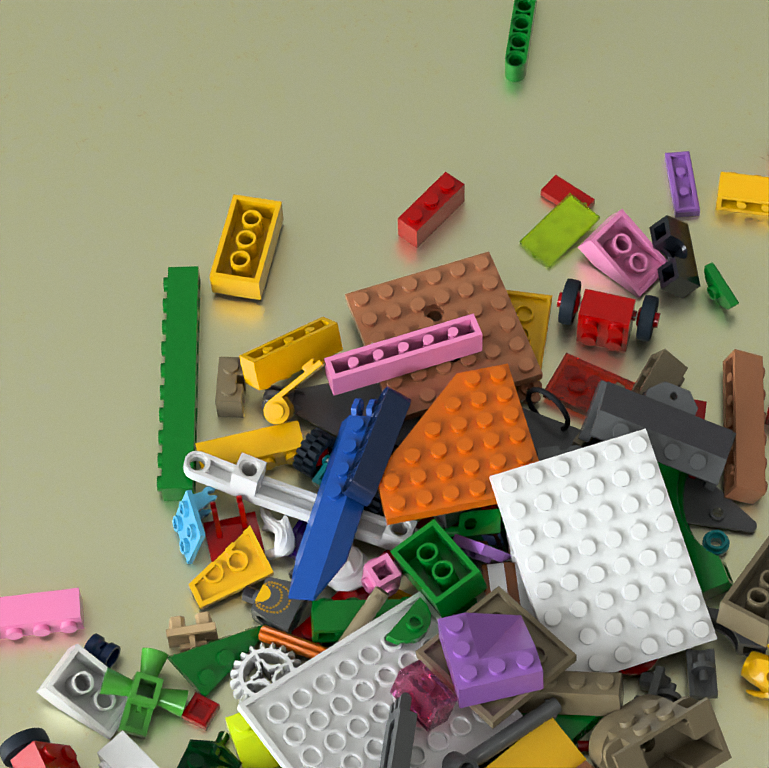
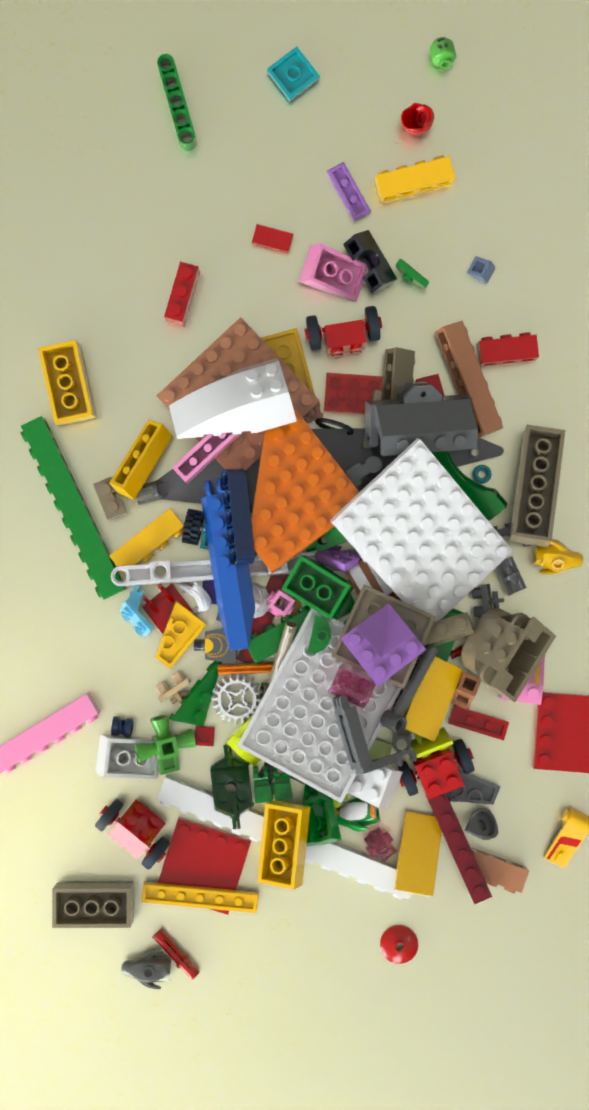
camera: 25 degrees left, 30 degrees up
(280, 408) = (153, 502): yellow door -> none
(448, 319) = (242, 401): none -> white wedge
(559, 230) = (279, 270): clear neon green piece -> none
(669, 49) = (293, 73): none -> teal plate

